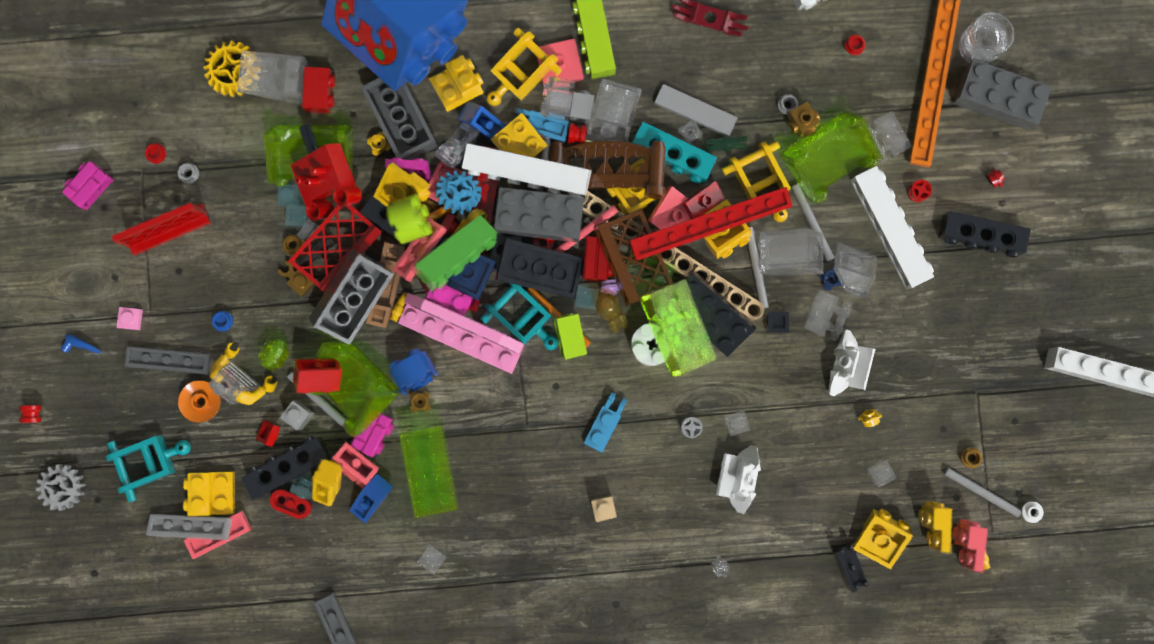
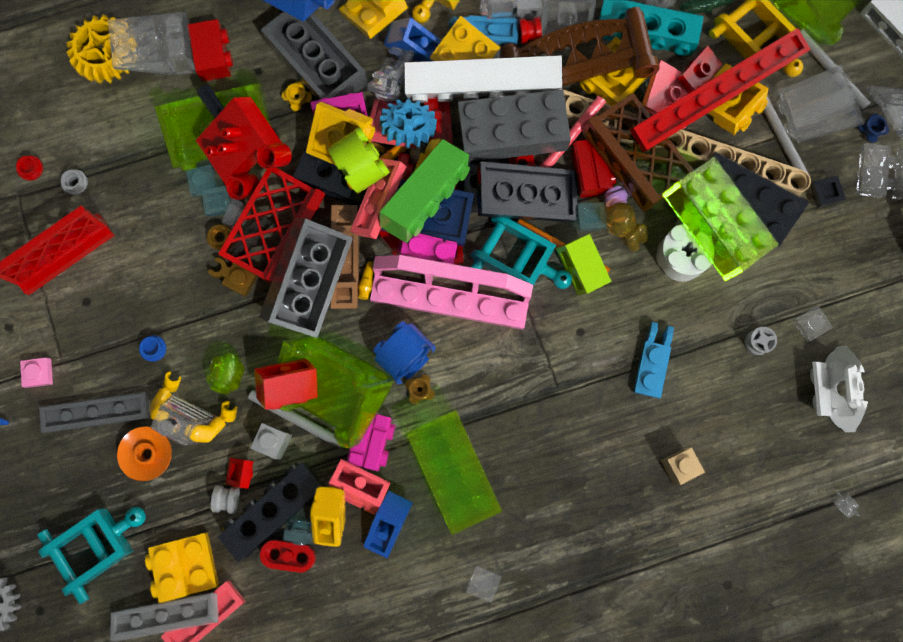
camera: 10 degrees left, 5 degrees down
(253, 450) = (225, 499): none -> light grey wheel

